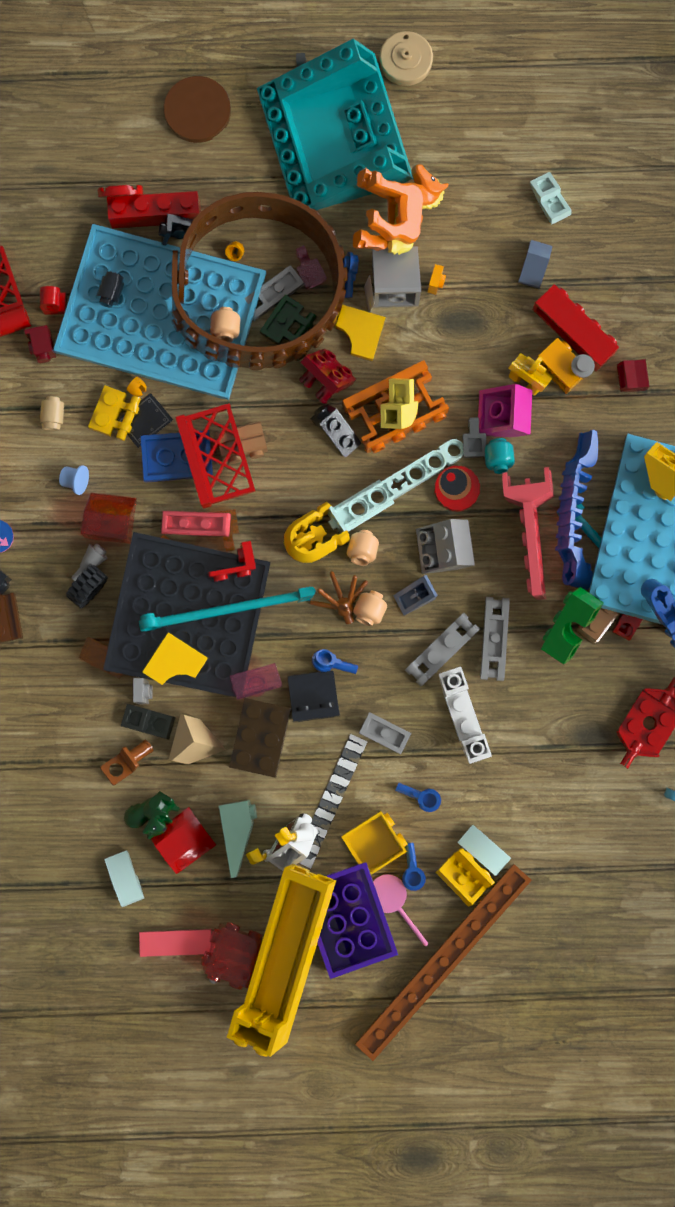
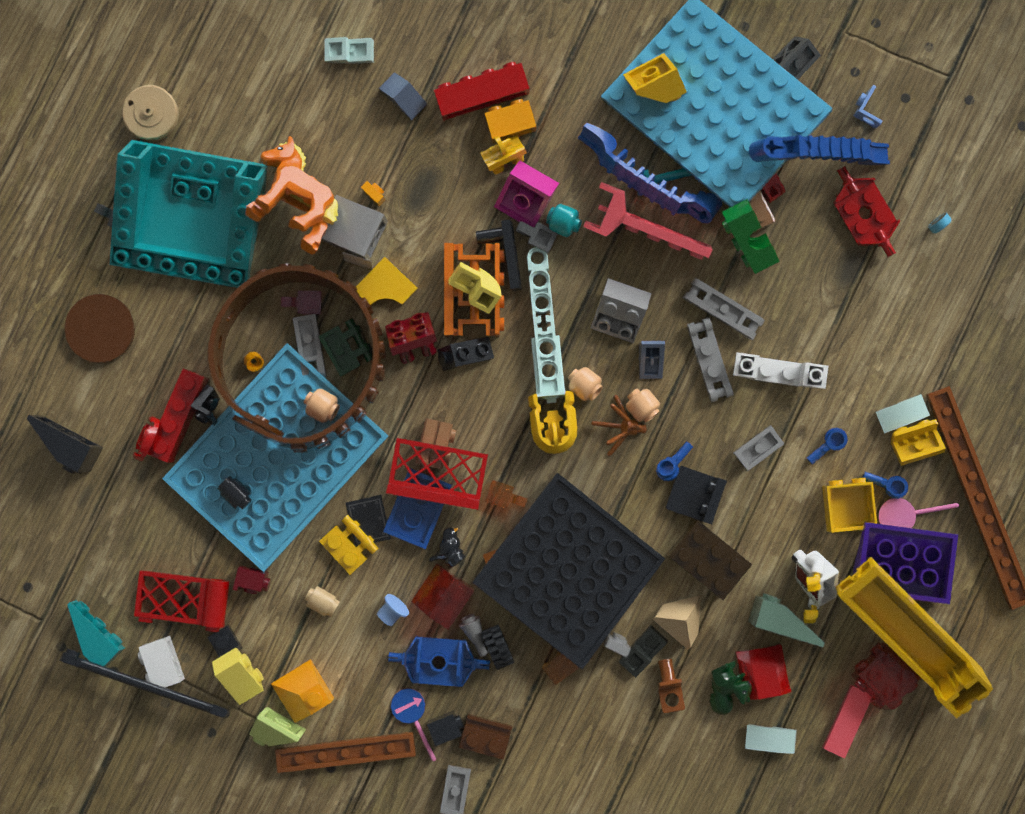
camera: 60 degrees left, 5 degrees up
(52, 301) = (216, 549): red leg -> none
(53, 561) = (457, 655): none -> blue plate
(79, 127) = (66, 446): none -> black slope
(136, 387) = (335, 515): light orange hinge -> none
(150, 622) = (561, 607): teal hinge -> none
(154, 502) = (449, 548): none -> black animal
(173, 659) = (603, 602): yellow tile -> none
(195, 523) = (488, 521): coral tile -> none
(245, 555) = (543, 492): red bracket -> none
(256, 681) = (658, 538): clear pink tile -> none
(334, 793) = (784, 514): sticker -> none
(351, 262) = (322, 263): blue plate -> none
(457, 488) = (573, 272): tile -> none
(460, 413) = (505, 234): none -> black piece
(582, 366) = (523, 104): light grey plate -> none
(633, 375) = (550, 63): dark red piece -> none

